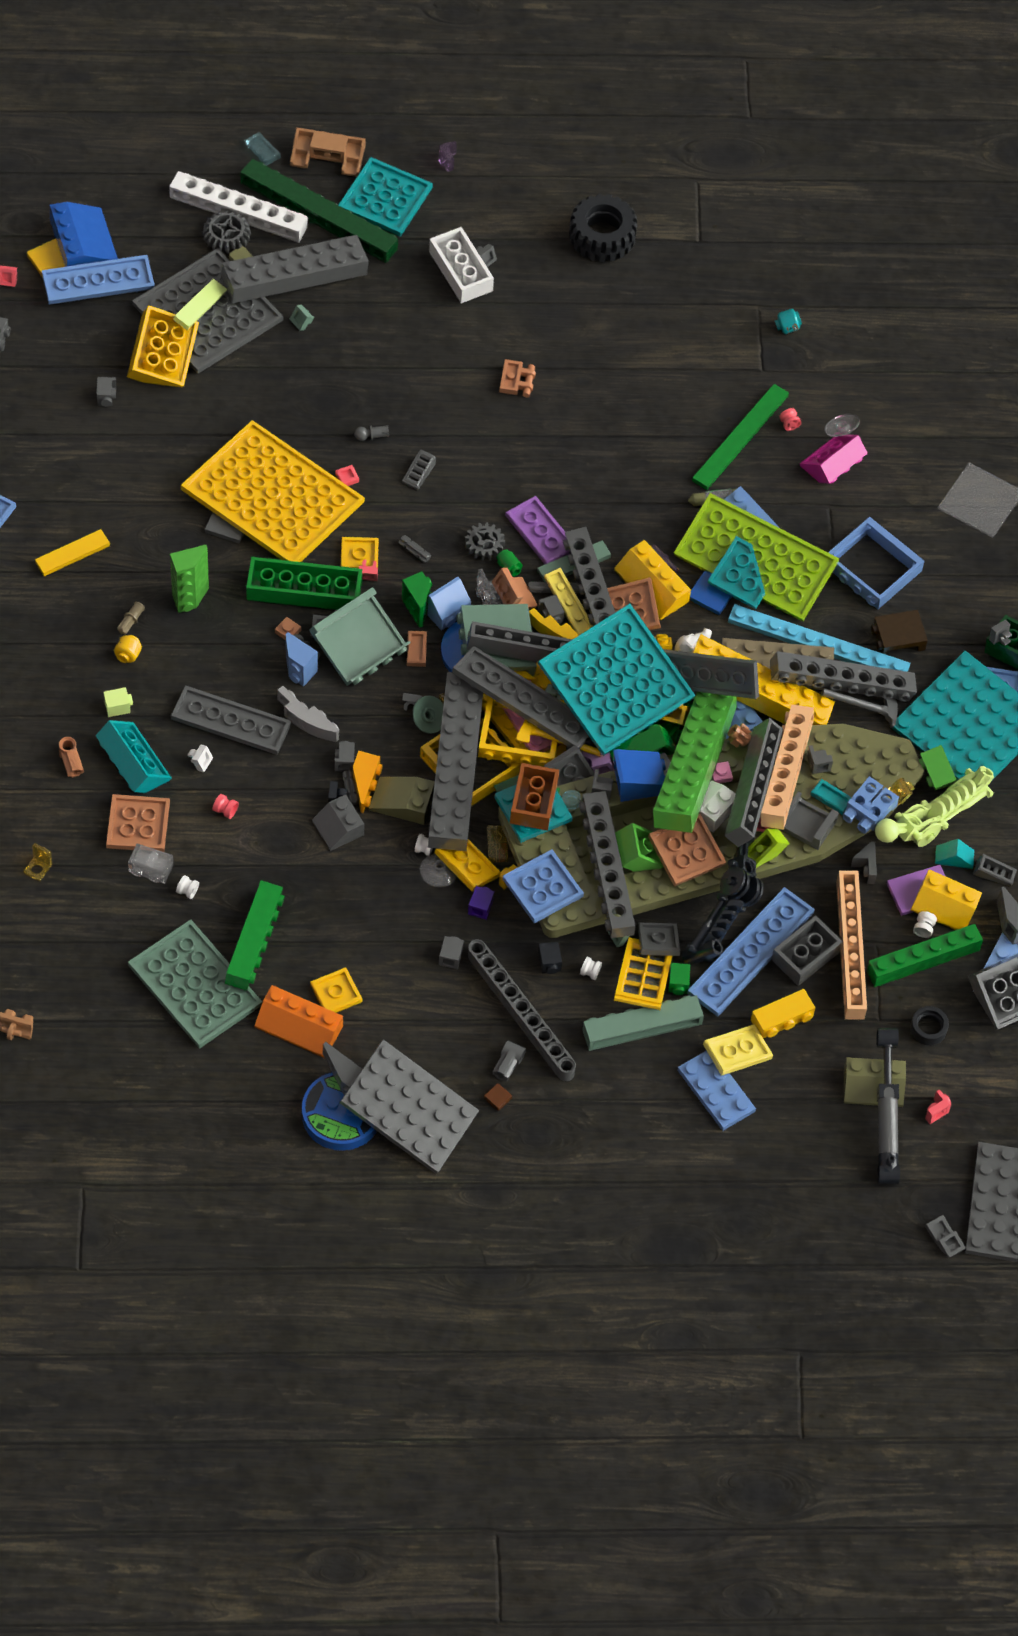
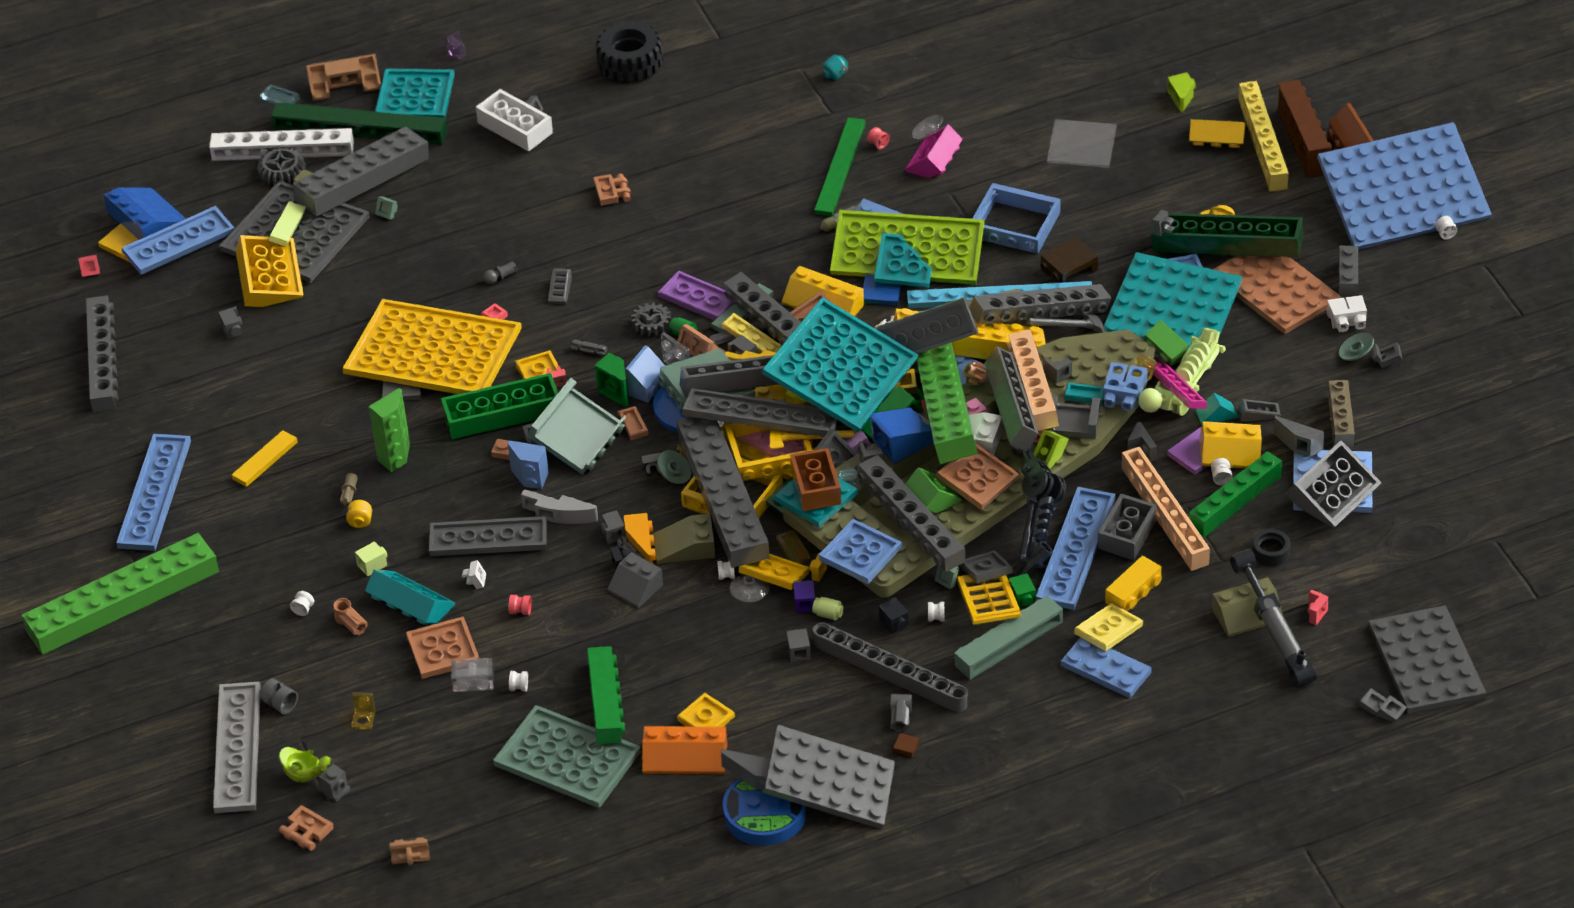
camera: 15 degrees left, 15 degrees down
(36, 724) = (302, 603): none -> white wheel
(496, 923) = (827, 608): none -> yellowish green brick
(922, 821) = (1178, 386): none -> dark pink tile

